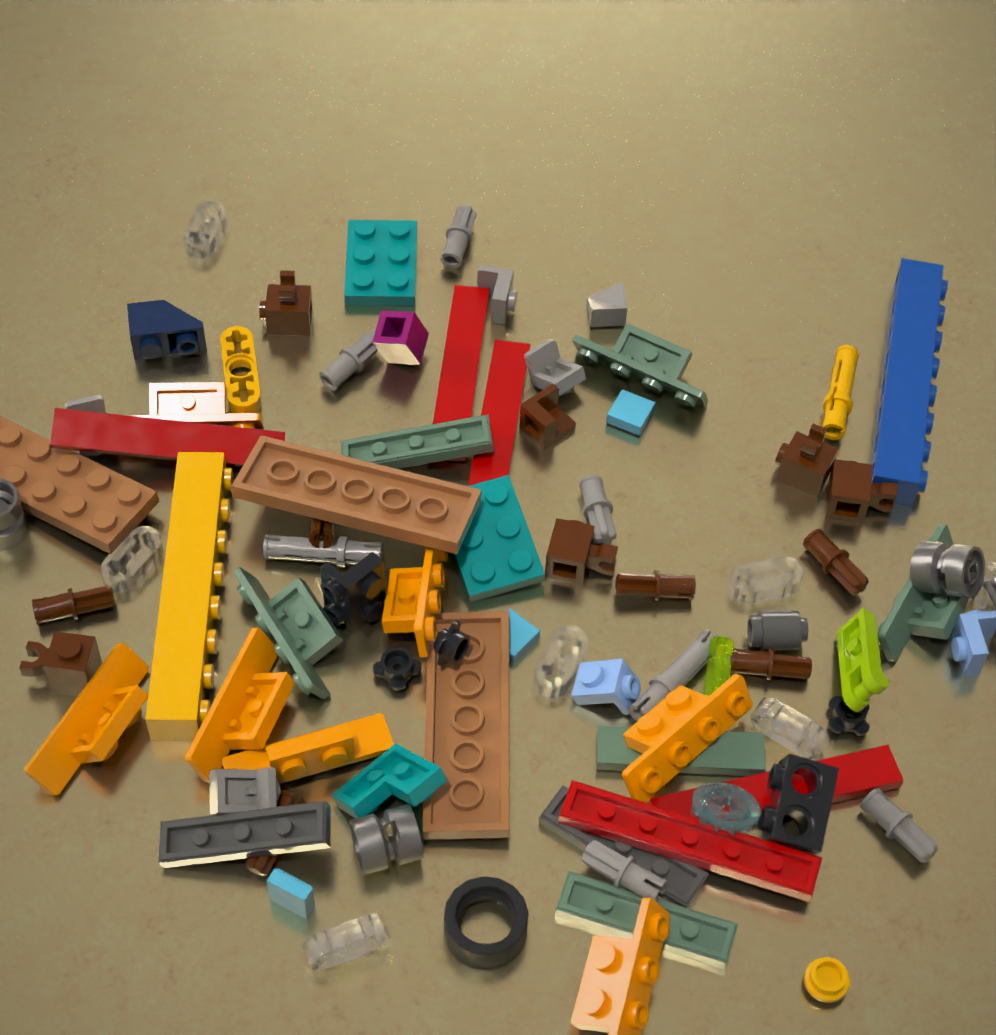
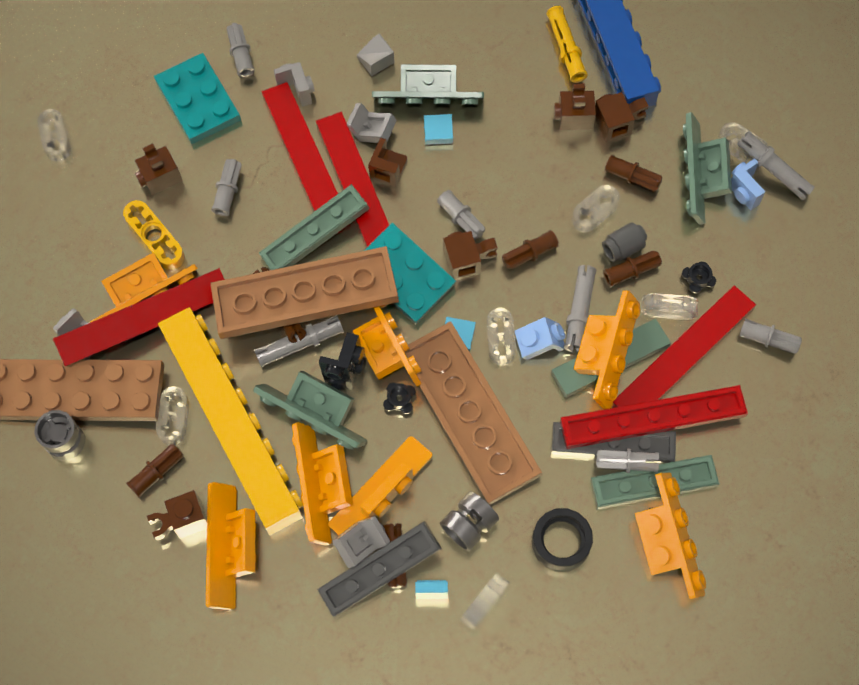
camera: 25 degrees left, 15 degrees up
(163, 330) = (79, 232): dark blue slope -> none
(393, 773) = (443, 476): teal plate -> none
(400, 337) = (253, 154): magenta brick -> none
(451, 645) = (432, 367): black plate -> none
(713, 796) = (674, 378): clear light blue gear -> none
(719, 666) = (605, 290): clear neon green axle -> none
(808, 809) = (716, 357): black brick -> none
(827, 980) = (781, 461): yellow plate -> none
(860, 660) = (690, 237): lime plate -> none
(947, 569) = (716, 145): flat silver wheel -> none

